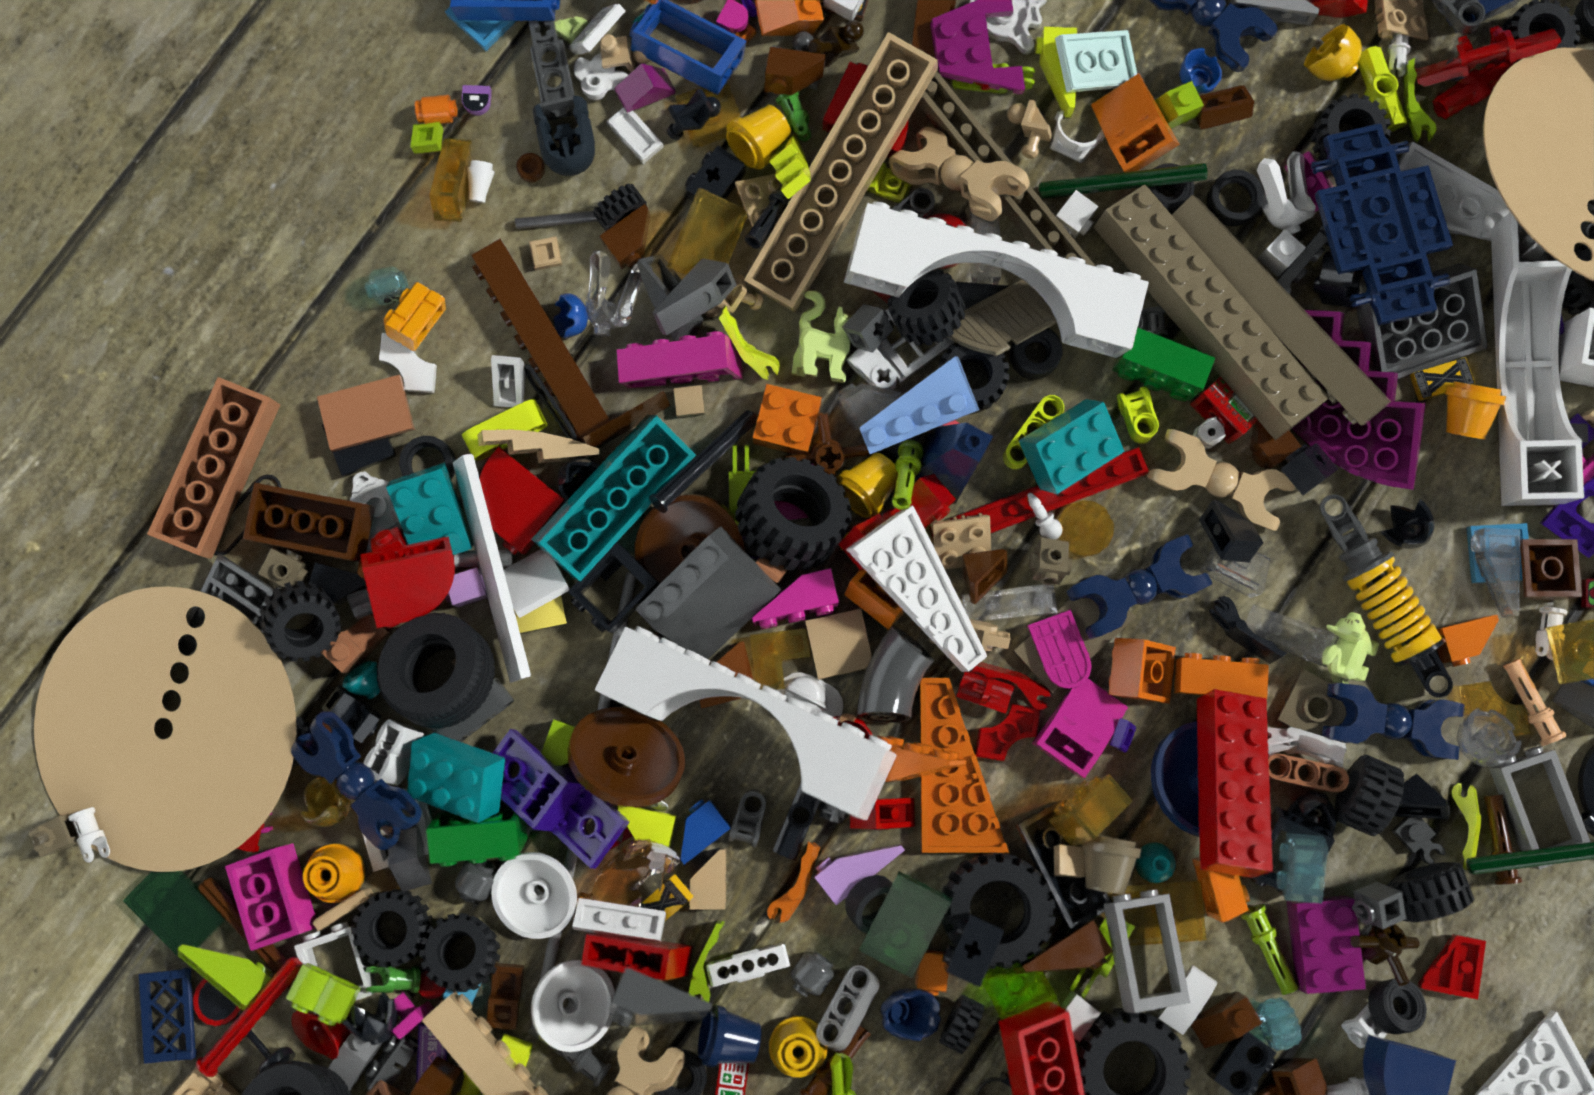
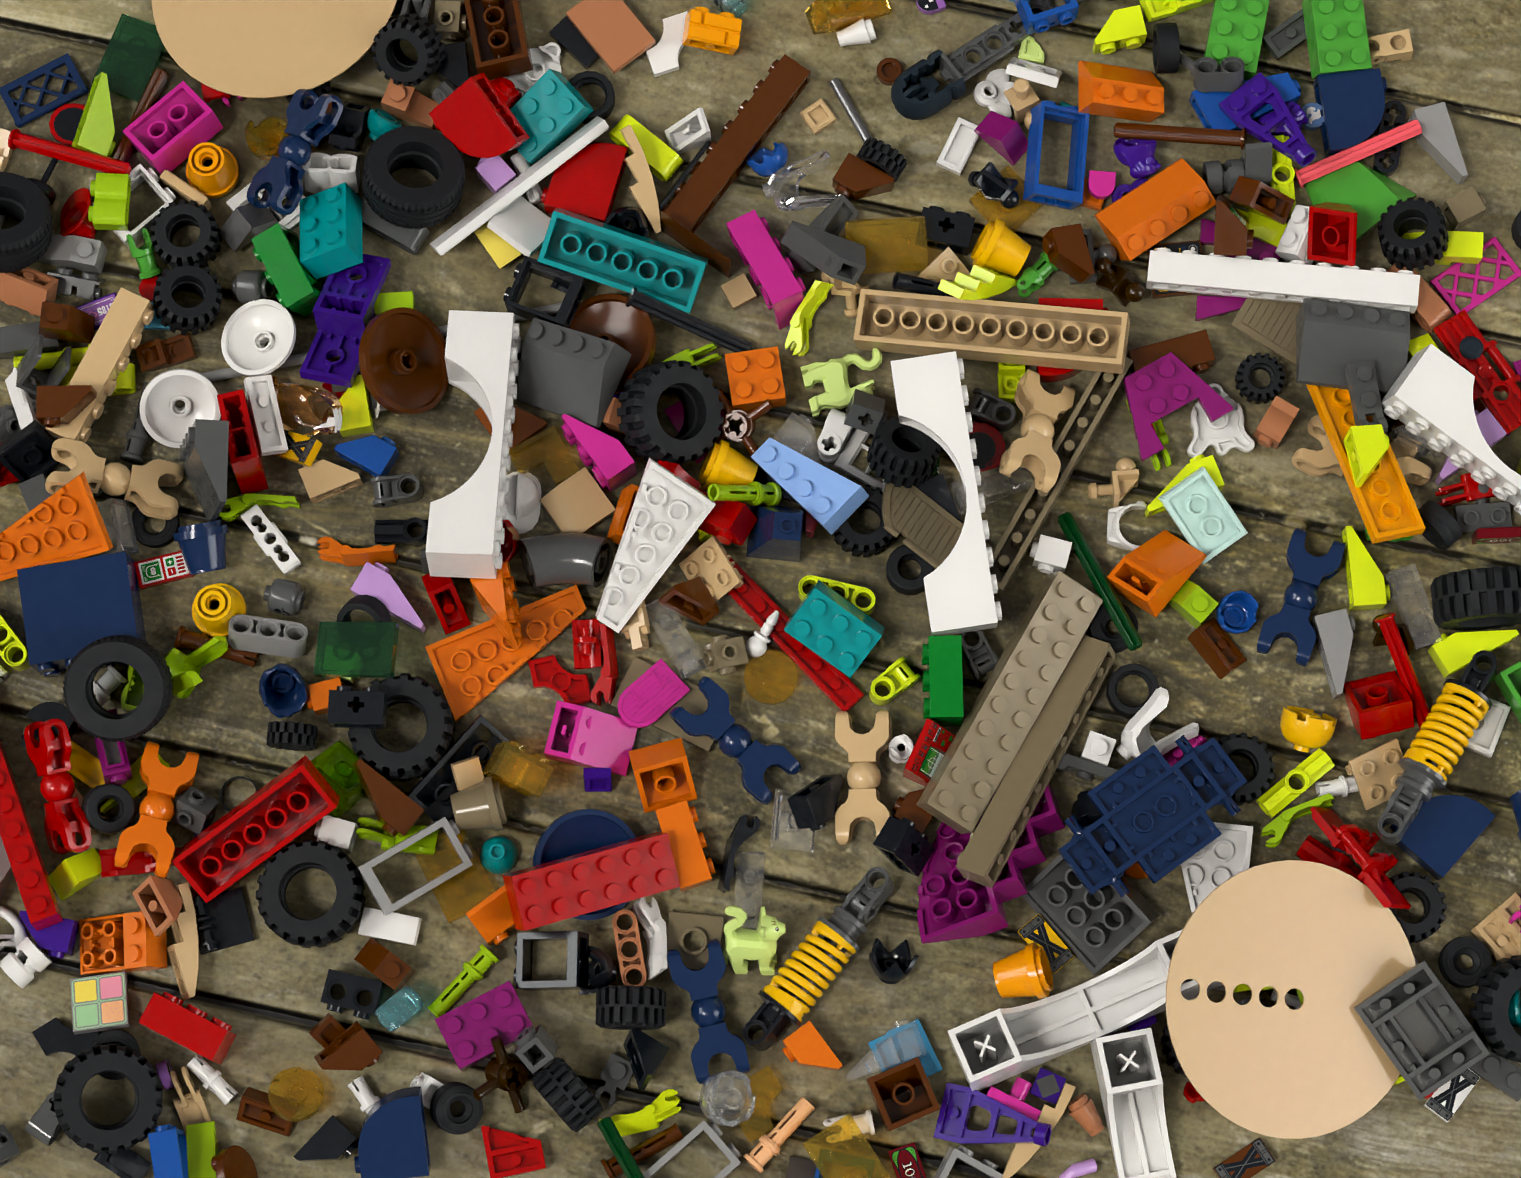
camera: 70 degrees right, 5 degrees down
(374, 1027) = (99, 250): black piece -> none
(409, 1014) = (120, 278): dark pink tile -> none
(1303, 868) = (540, 967): clear light blue brick -> none

